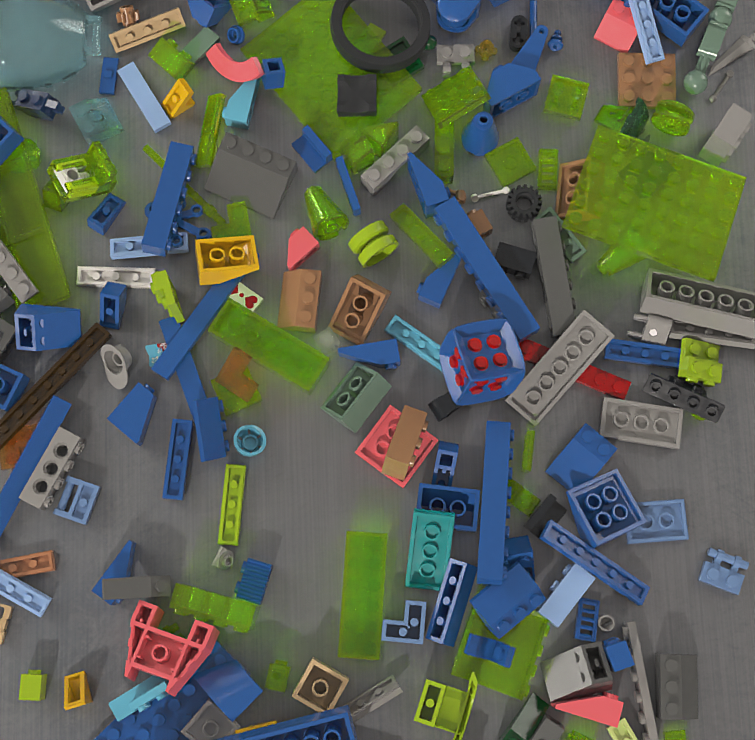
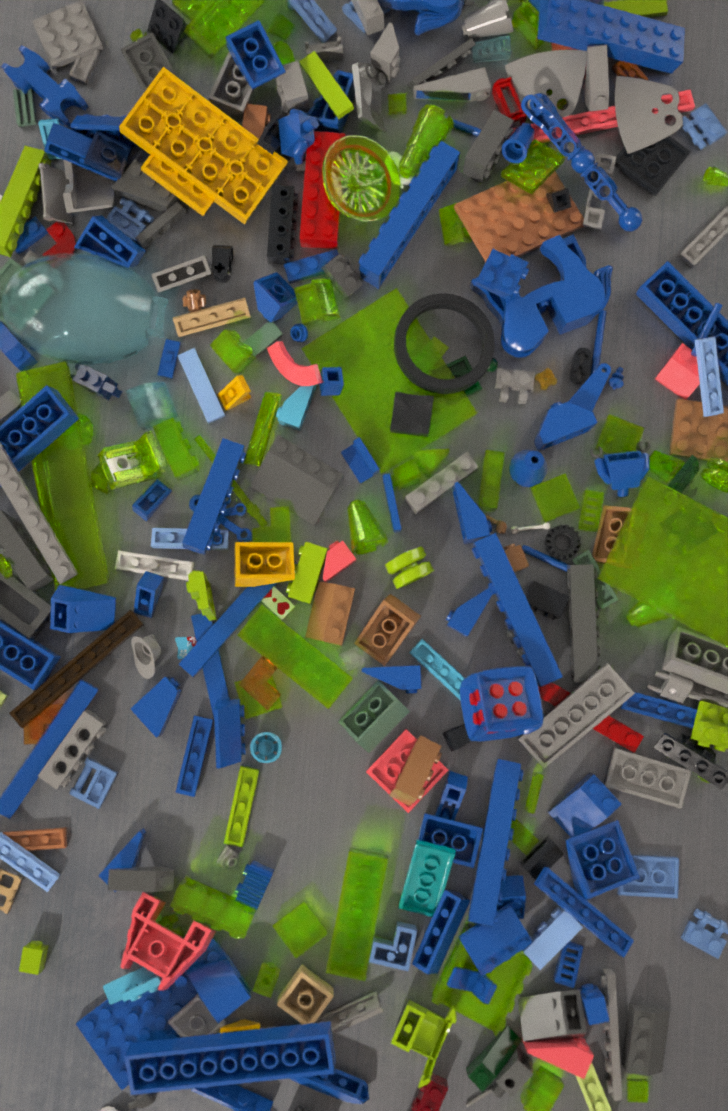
camera: 10 degrees right, 5 degrees up
(76, 690) = (74, 969): yellow slope -> none
(126, 159) = (176, 448): none -> clear neon green brick
(271, 264) = (307, 572): none -> lime brick
(306, 620) = (300, 929): none -> clear neon green plate
(421, 235) = (457, 564): clear neon green plate -> none
(455, 97) = (509, 428): clear neon green plate -> none
(508, 221) = (545, 558): none -> blue bar
(573, 123) = (623, 469): none -> blue torso
(603, 620) = (588, 975): light grey hinge -> none

